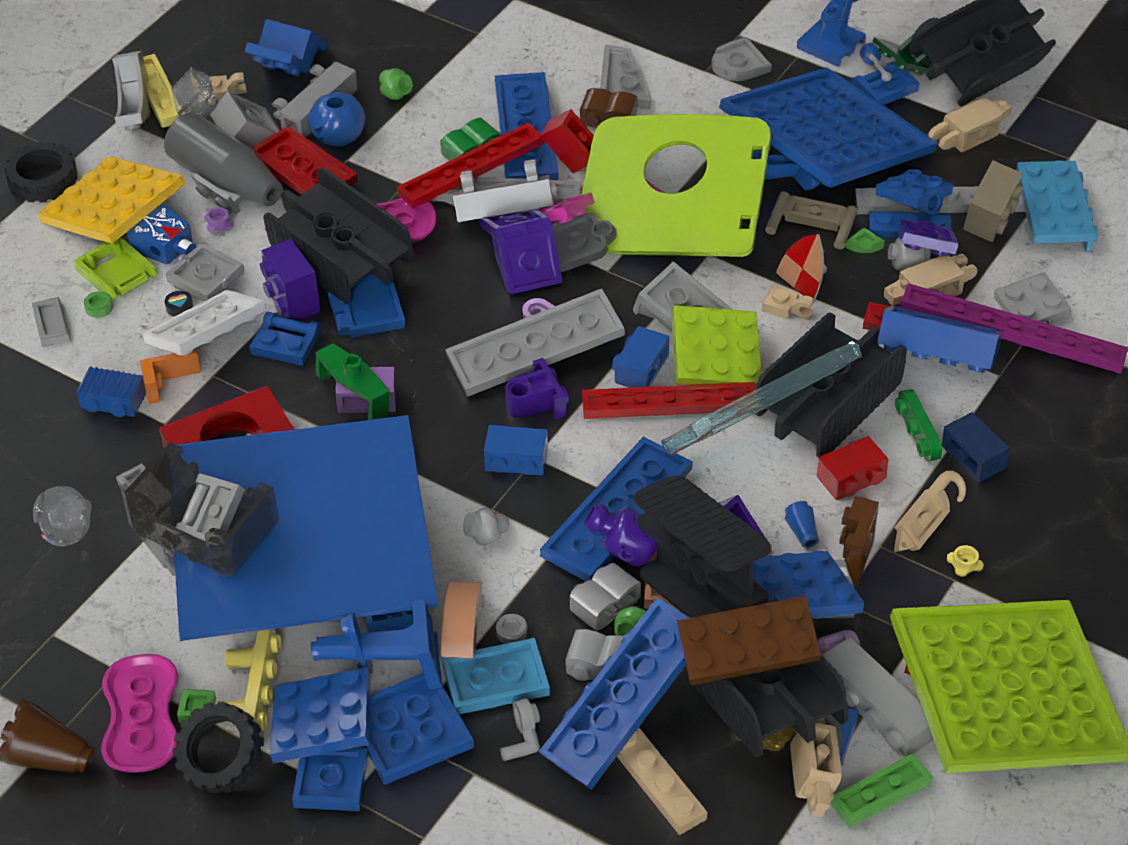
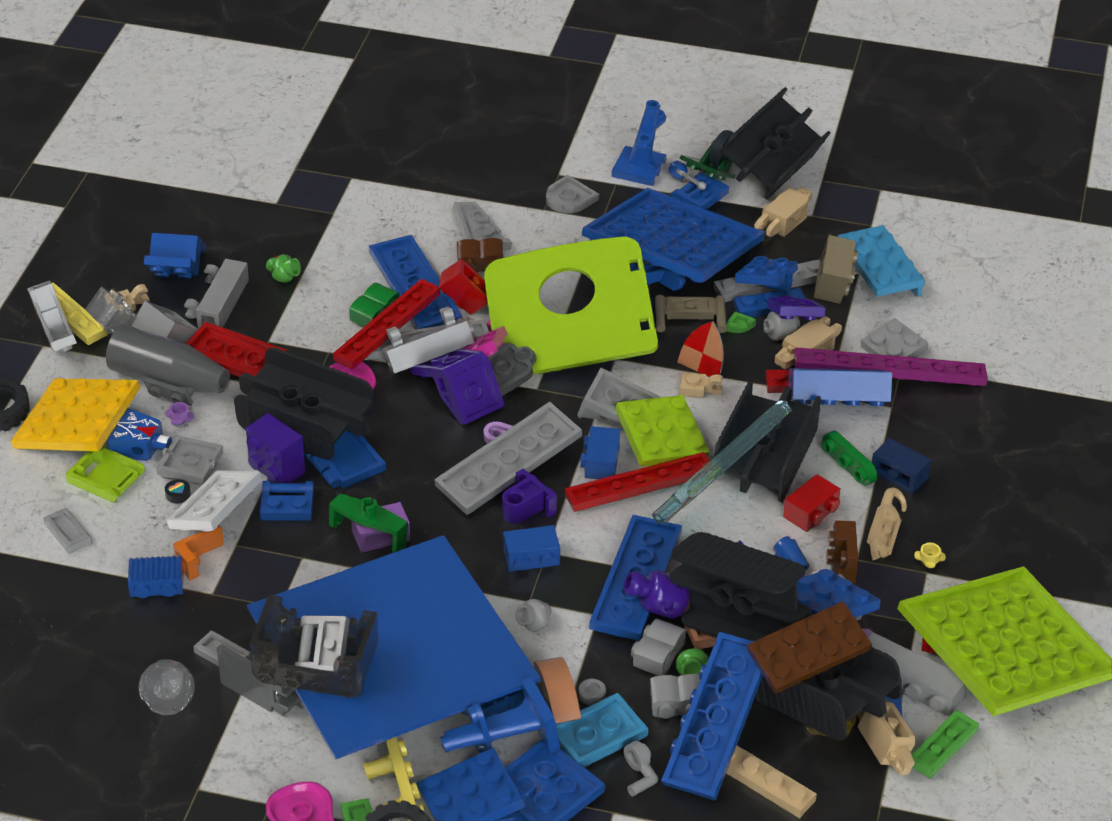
camera: 20 degrees left, 5 degrees down
(98, 304) = (103, 506): bright green tile -> none
(250, 413) = (290, 567): red arch -> none
(337, 119) = (252, 303): blue piece -> none

